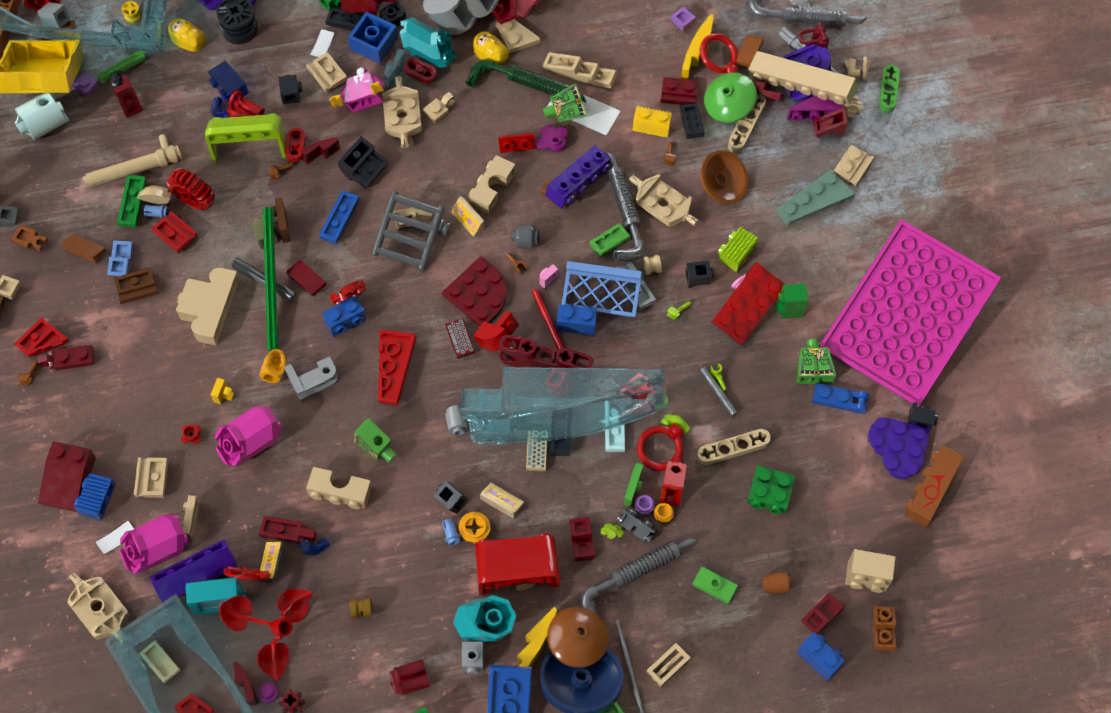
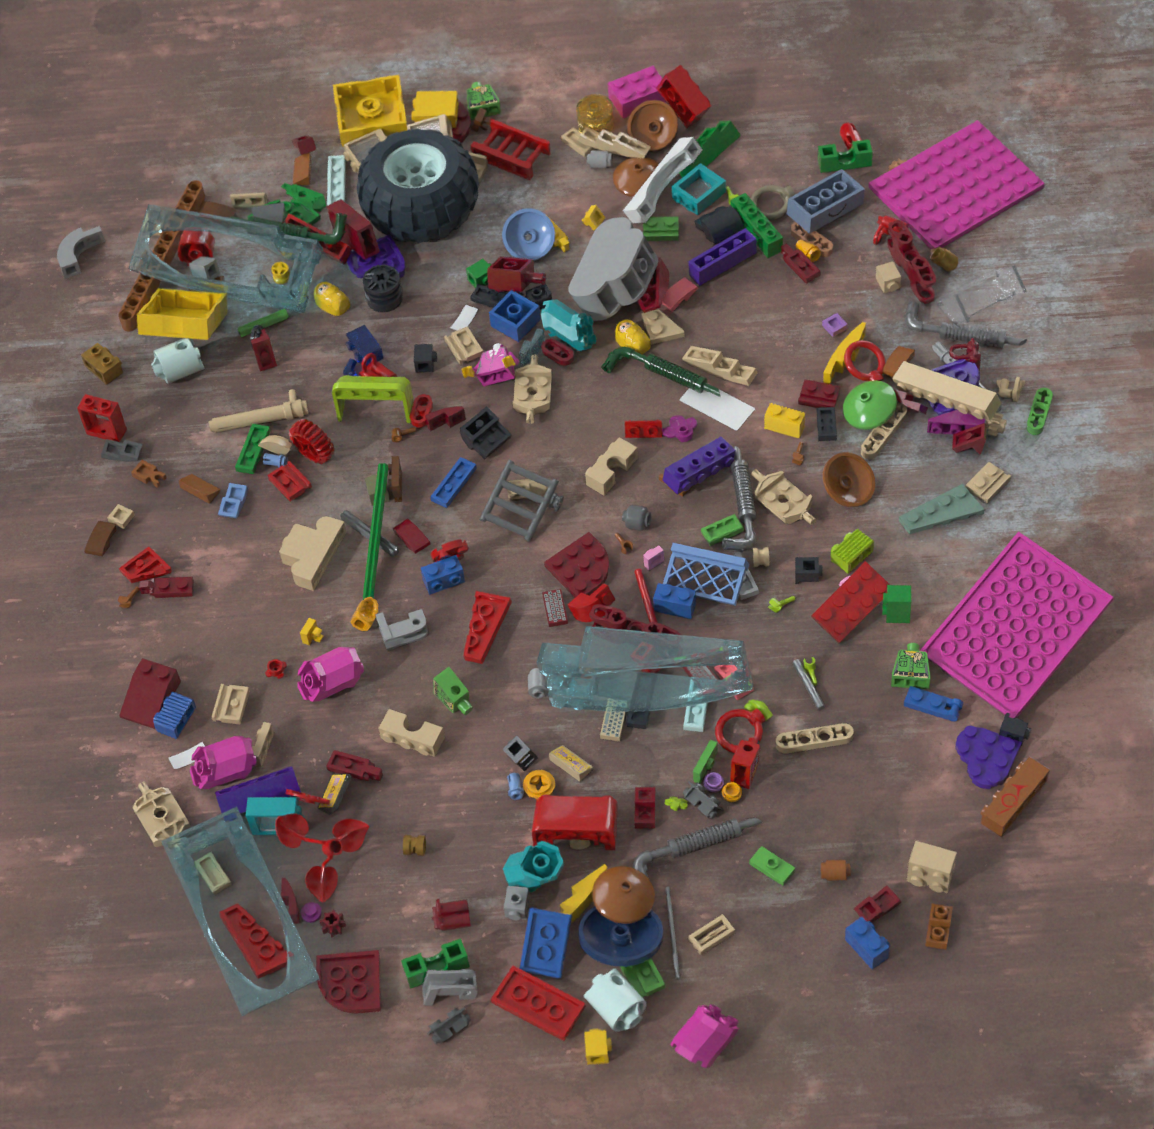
camera: 15 degrees right, 10 degrees down
(85, 84) = (225, 337): medium lavender plate -> none
(136, 285) = (244, 527): reddish brown plate -> none
(314, 549) = (378, 787): clear blue arm -> none
(438, 109) = (568, 391): tan plate -> none
(468, 217) = (582, 494): slope -> none
(566, 105) = (699, 396): torso -> none
(771, 490) = (845, 783): green plate -> none

